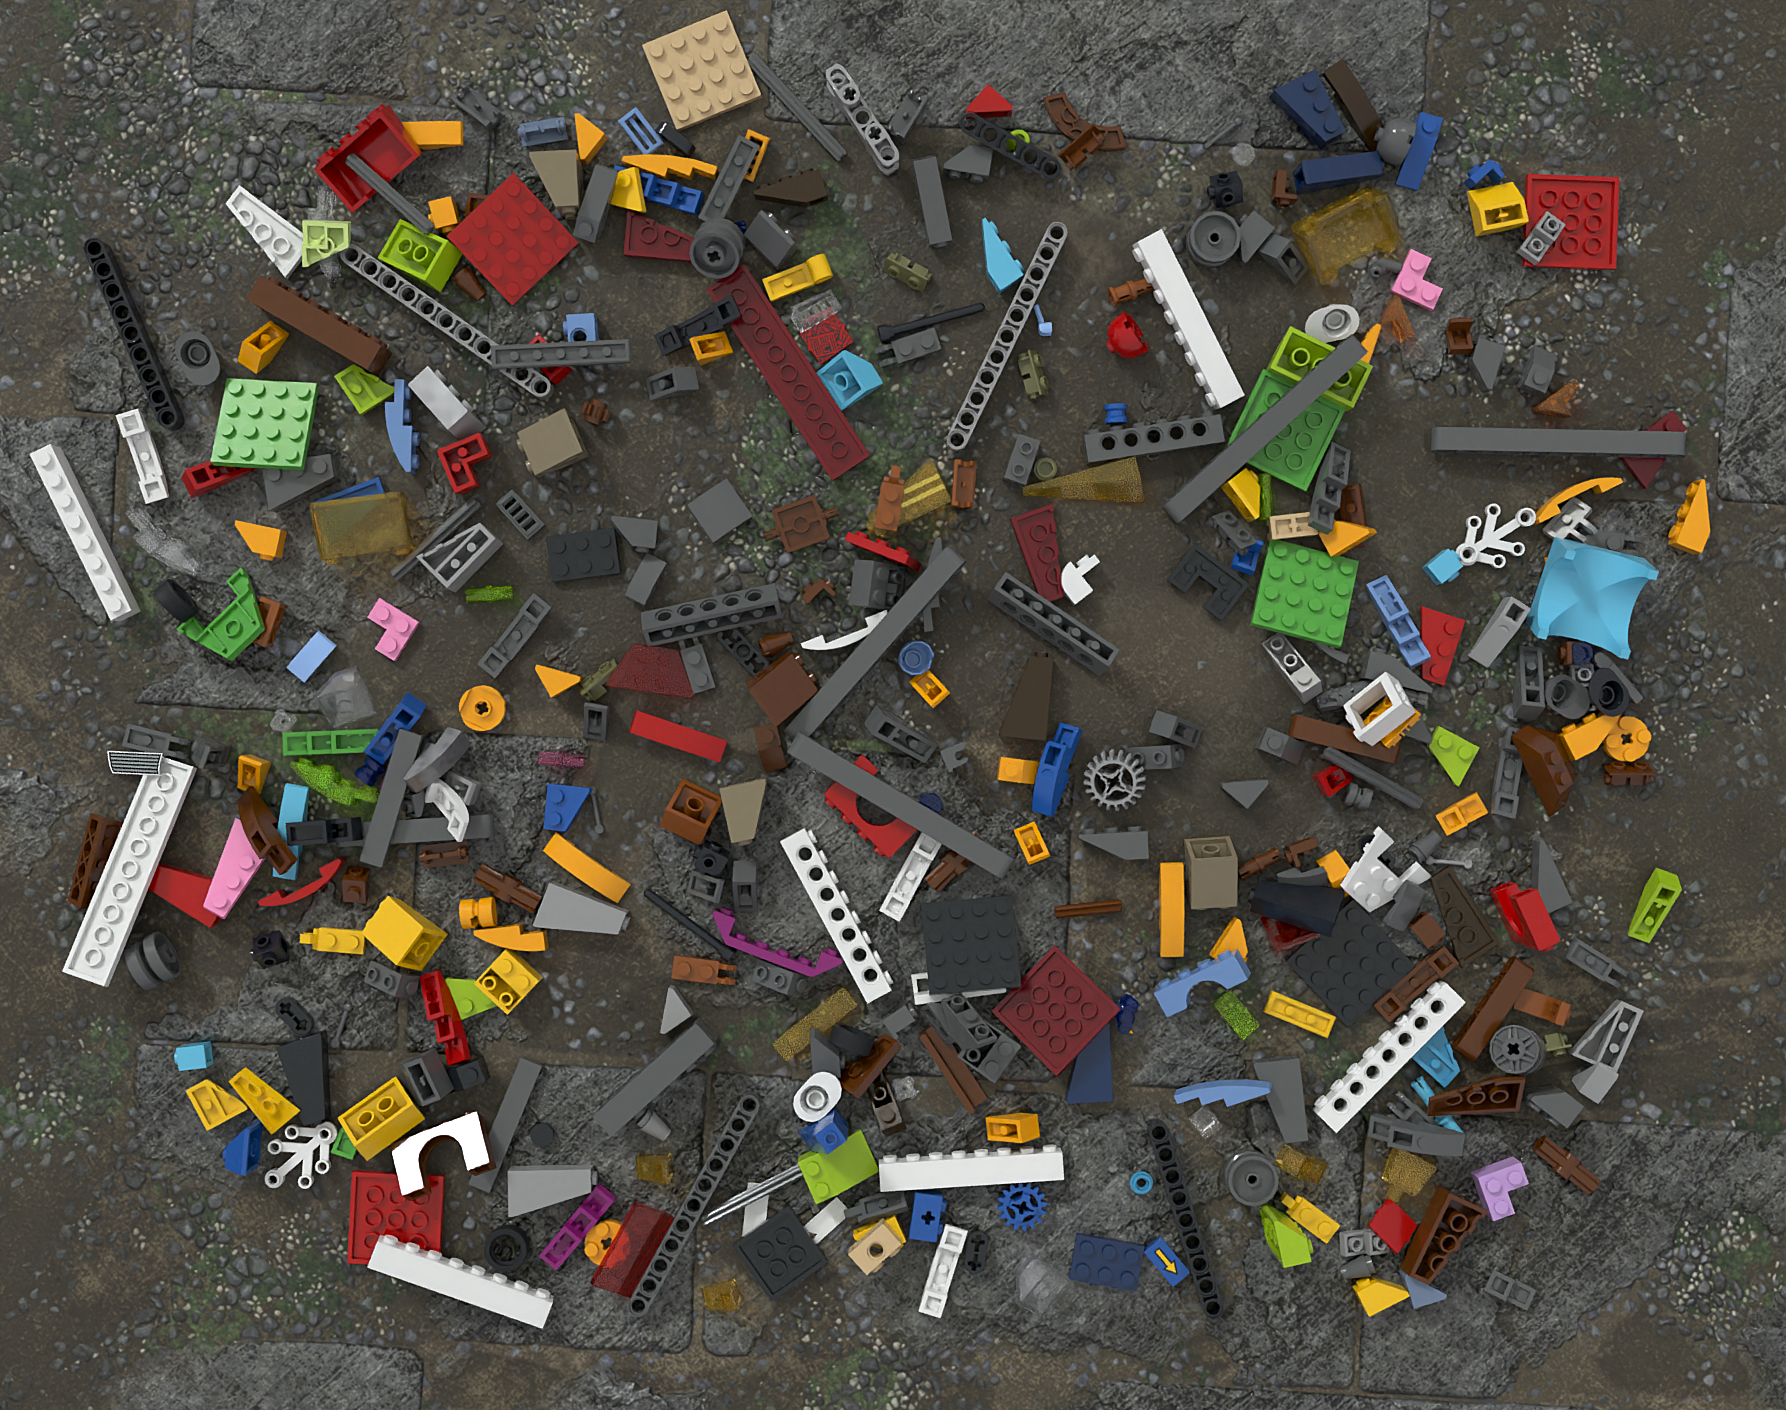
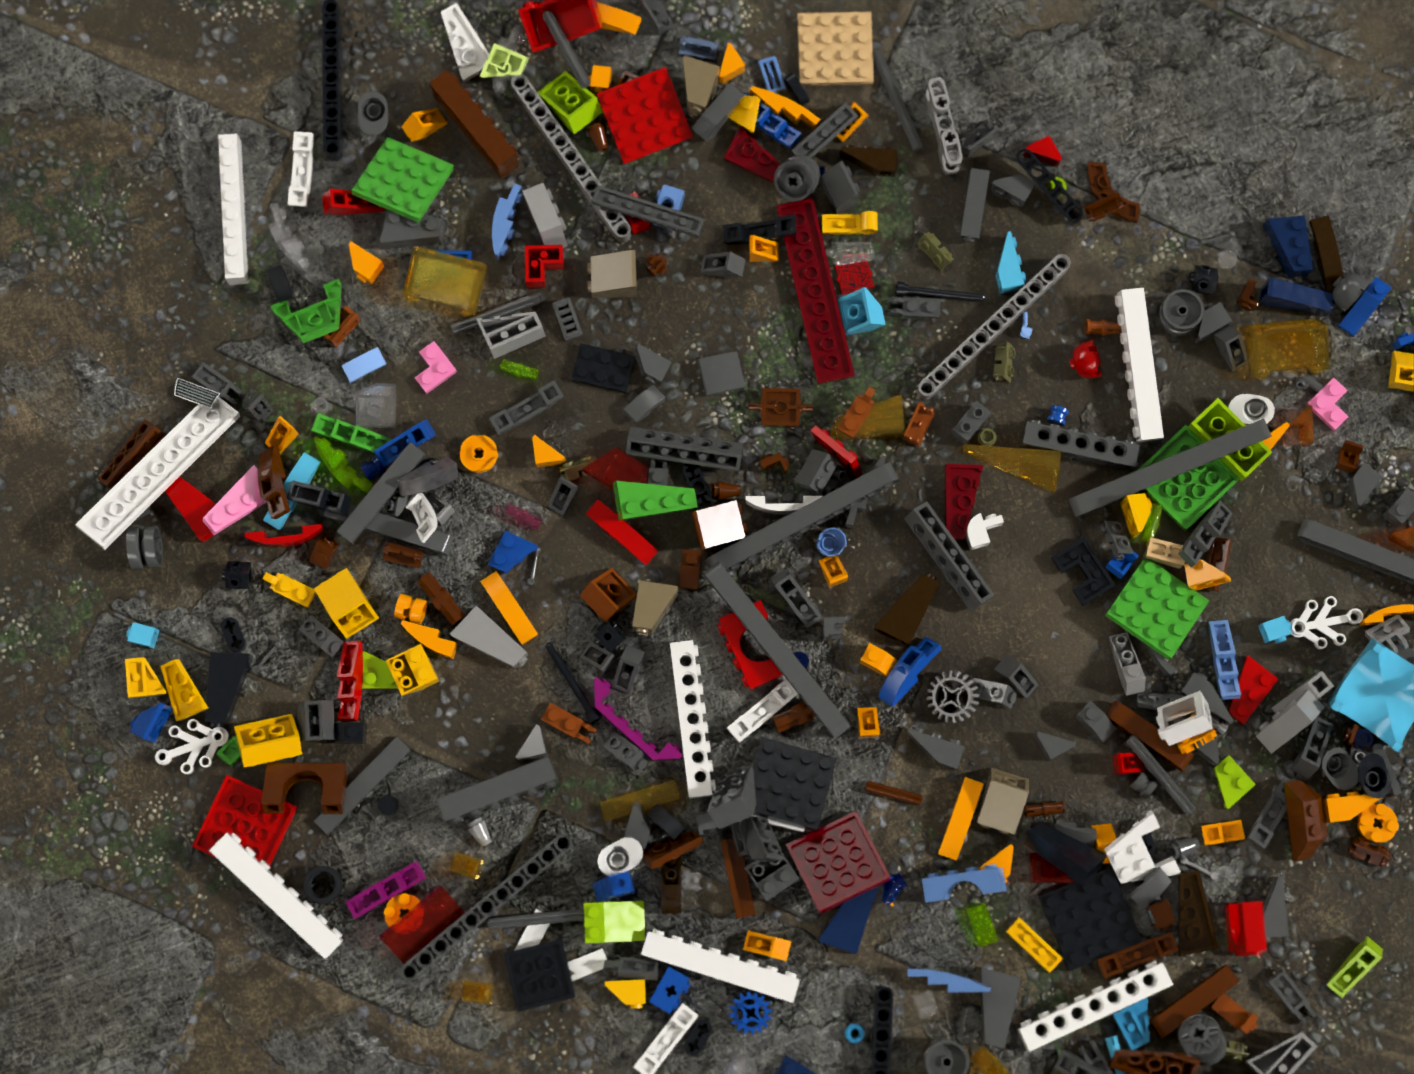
camera: 15 degrees right, 10 degrees down
(363, 388) = (486, 182): lime wing -> none
(546, 1185) = (370, 845): light grey slope -> none
(692, 692) = (645, 500): none -> bright green wedge
(878, 1234) = (607, 996): tan brick -> none
(916, 988) = (733, 798): none -> dark grey slope
(1302, 847) = (1084, 808): reddish brown bracket -> none
(1495, 666) = (1289, 722): none -> light grey wedge

